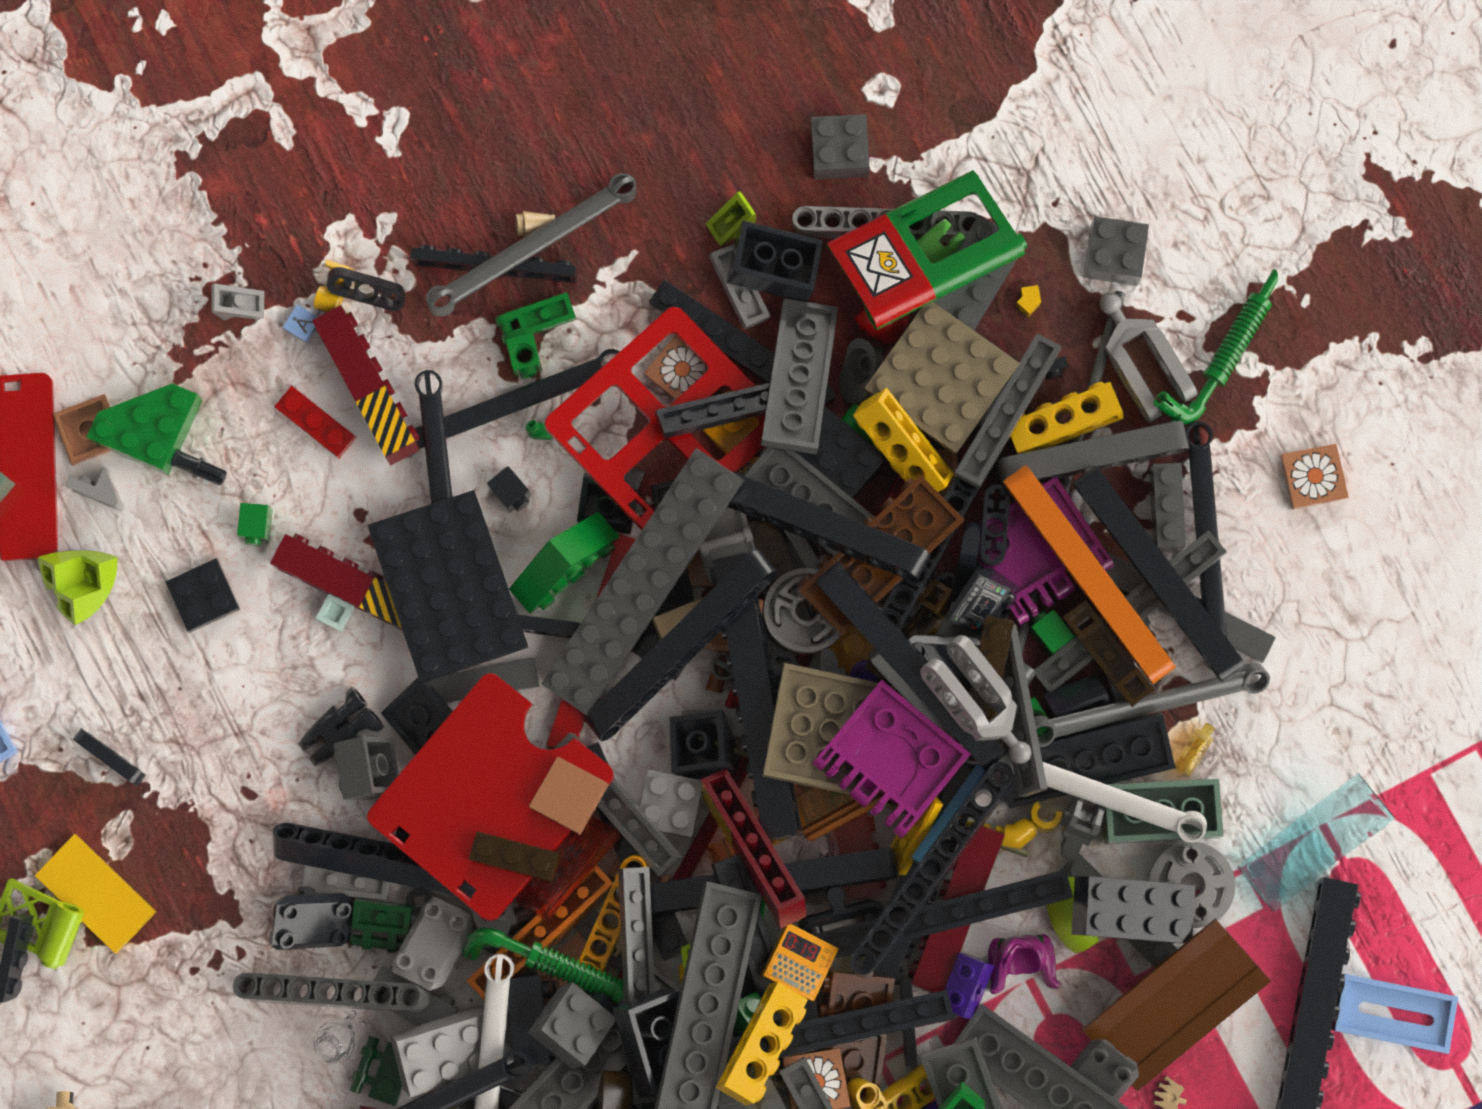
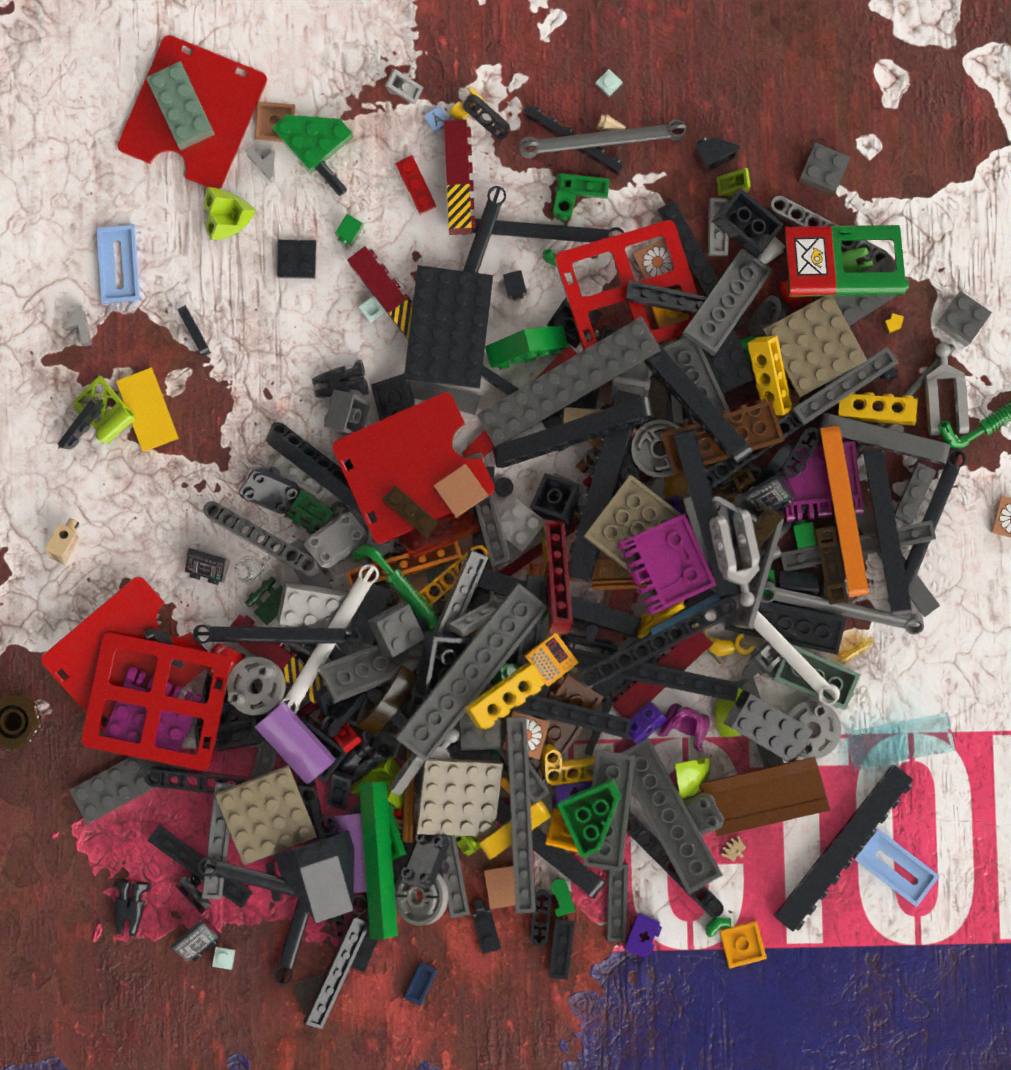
camera: 25 degrees right, 5 degrees up
(275, 1065) = (206, 565): none -> black slope
(505, 170) = (609, 83): none -> light aqua plate
(624, 763) = (504, 487): none -> black tile
(670, 959) = (473, 619): none -> light grey plate
(687, 193) = (714, 153): none -> black slope
(825, 283) = (773, 250): none -> white cone
(1063, 1026) = (691, 775): none -> lime brick

